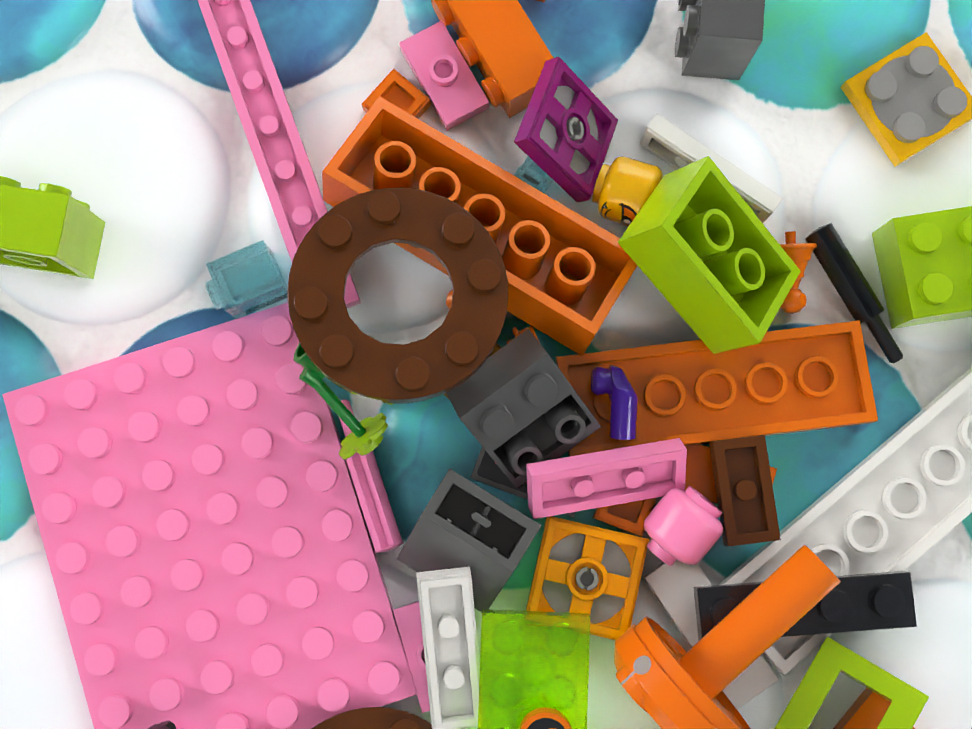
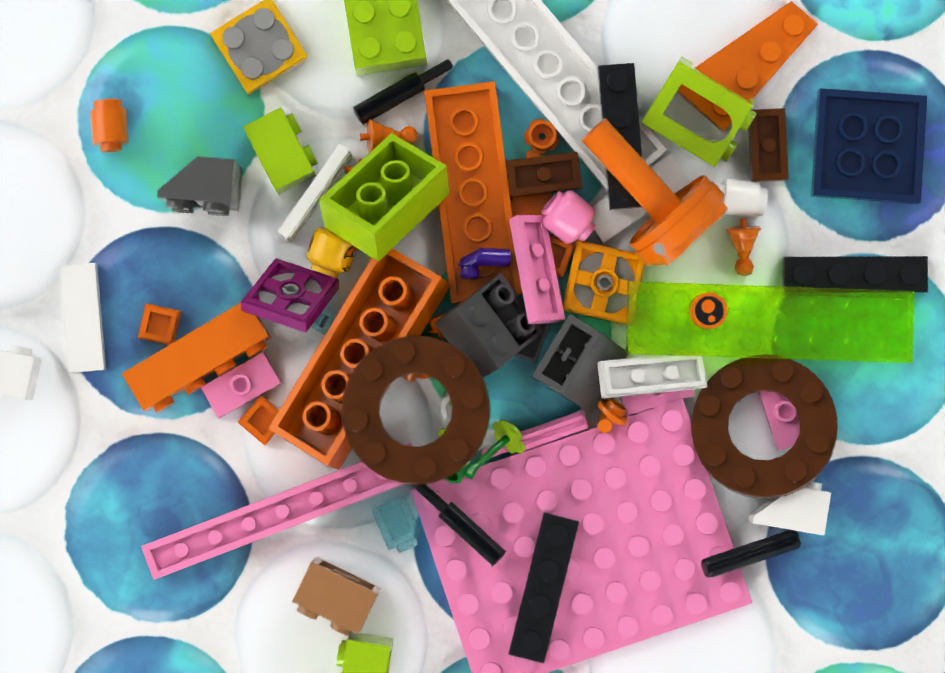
camera: 90 degrees left, 5 degrees up
(143, 190) = (335, 596): none -> medium nougat brick
(144, 485) = (543, 587): none -> black plate
(233, 375) = (464, 526): none -> black axle
(396, 586) = (610, 412): none -> orange plate
(769, 123) = (280, 150): none -> lime brick
(810, 486) = (532, 136): none -> orange plate

